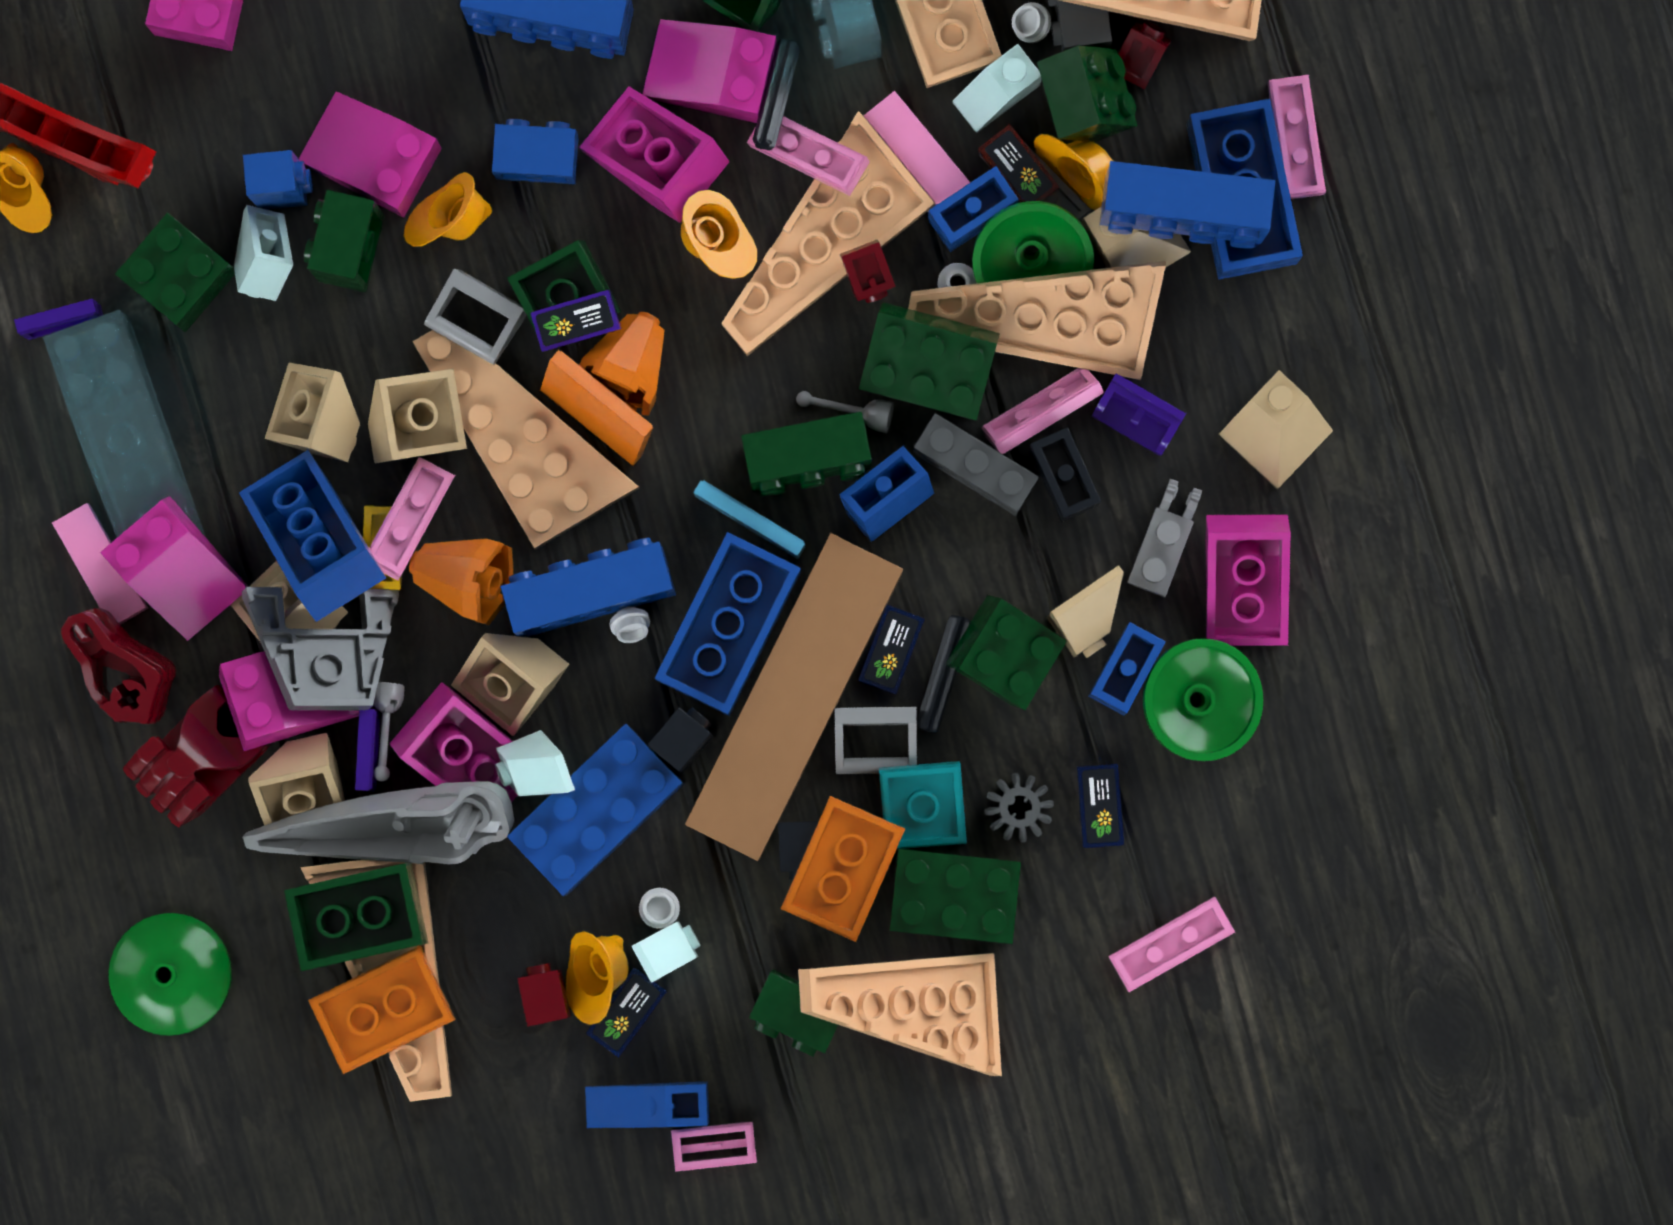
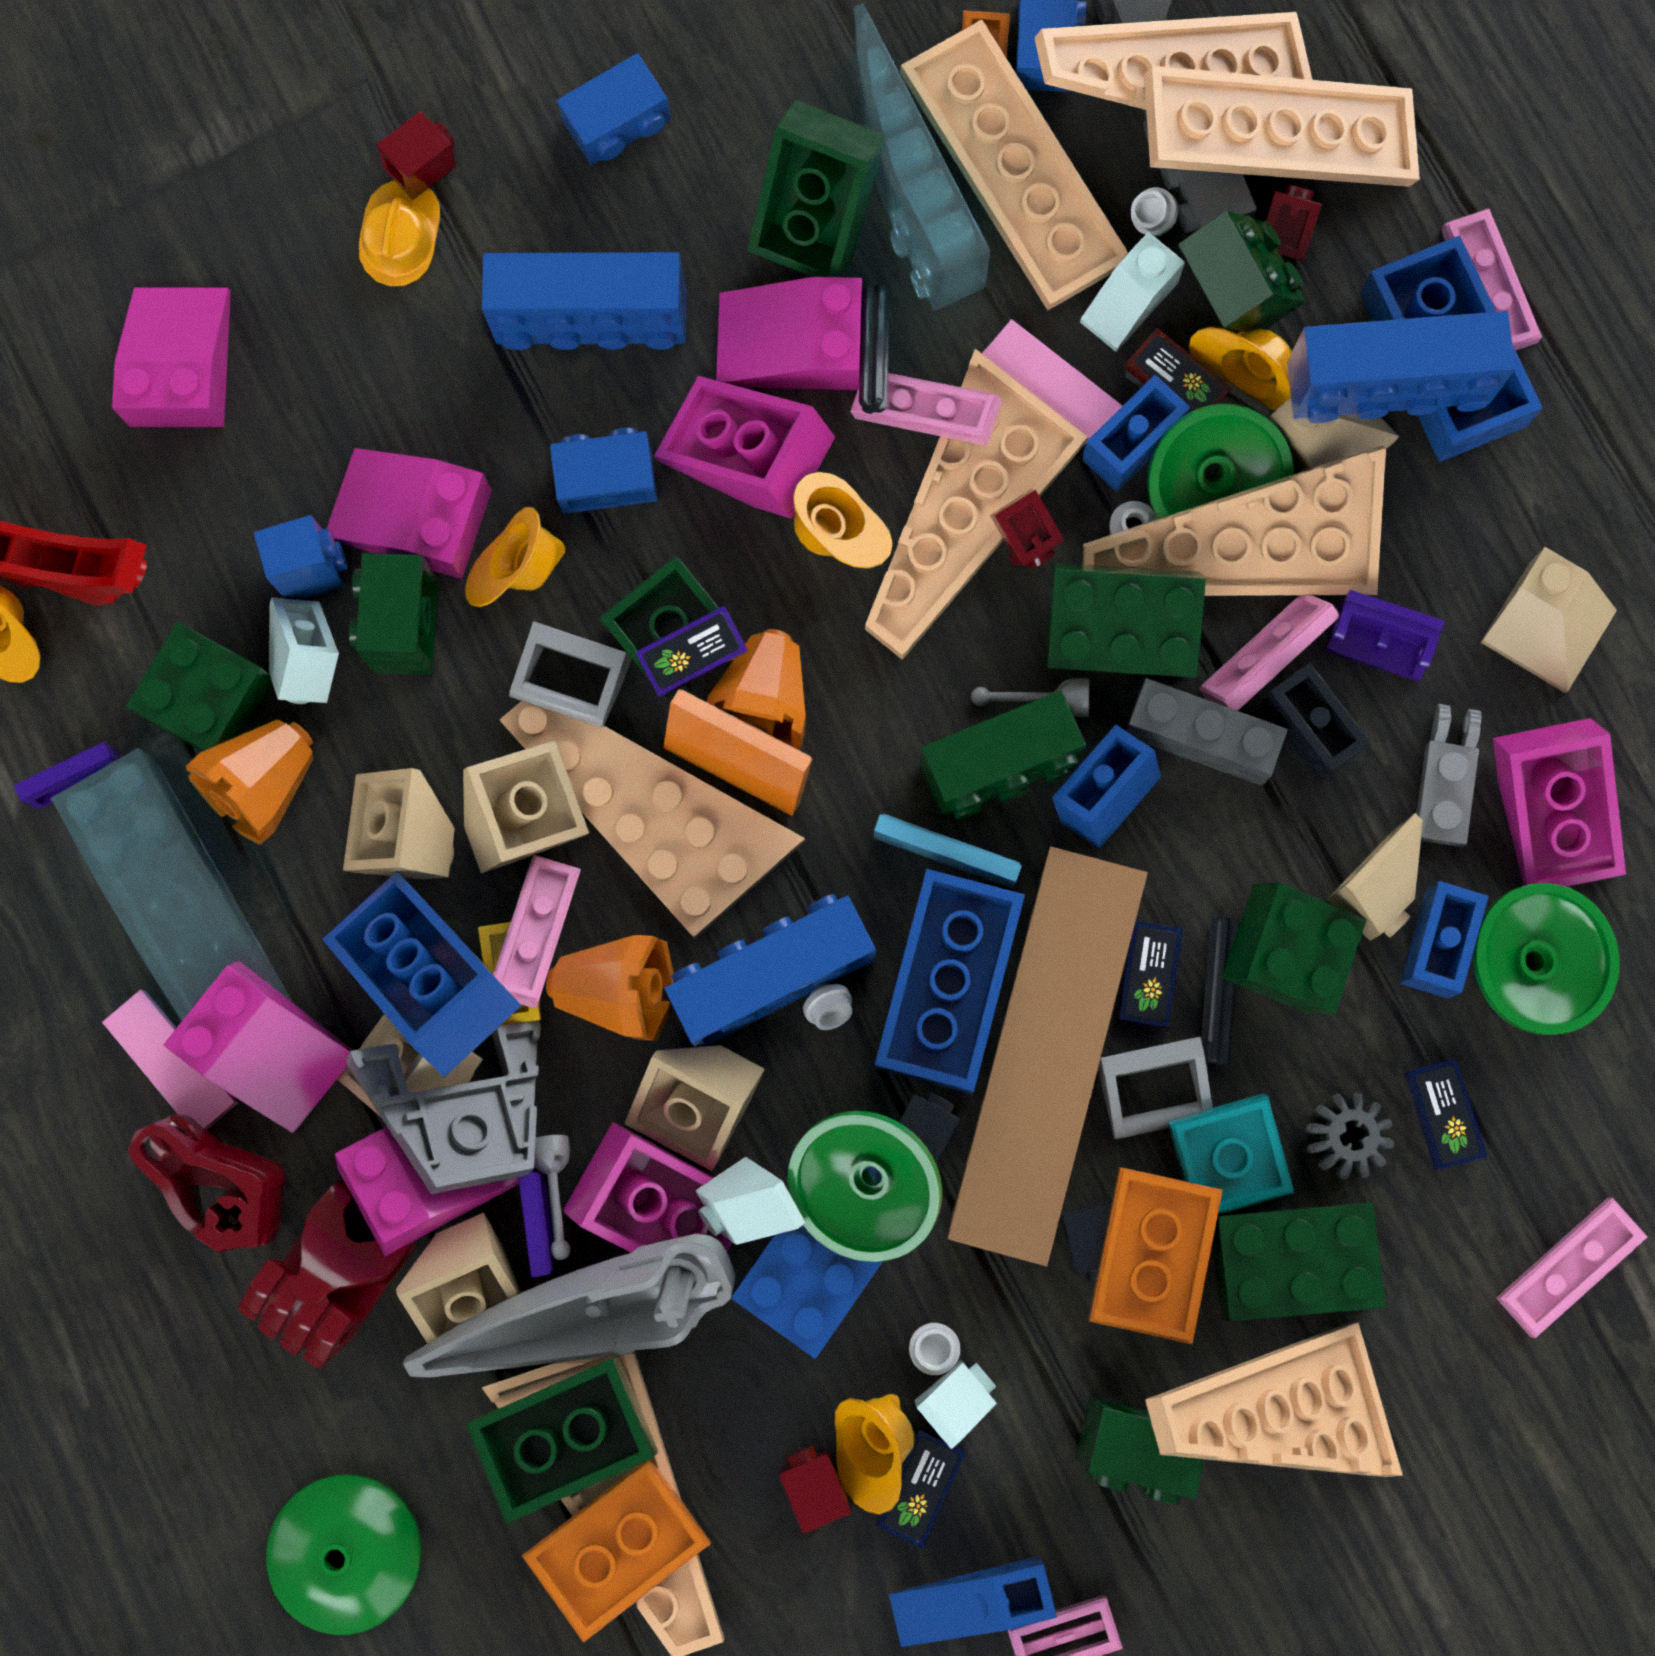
camera: 10 degrees left, 5 degrees down
(207, 349) = (254, 776): none -> orange cone
(610, 781) = (850, 1207): none -> green dish

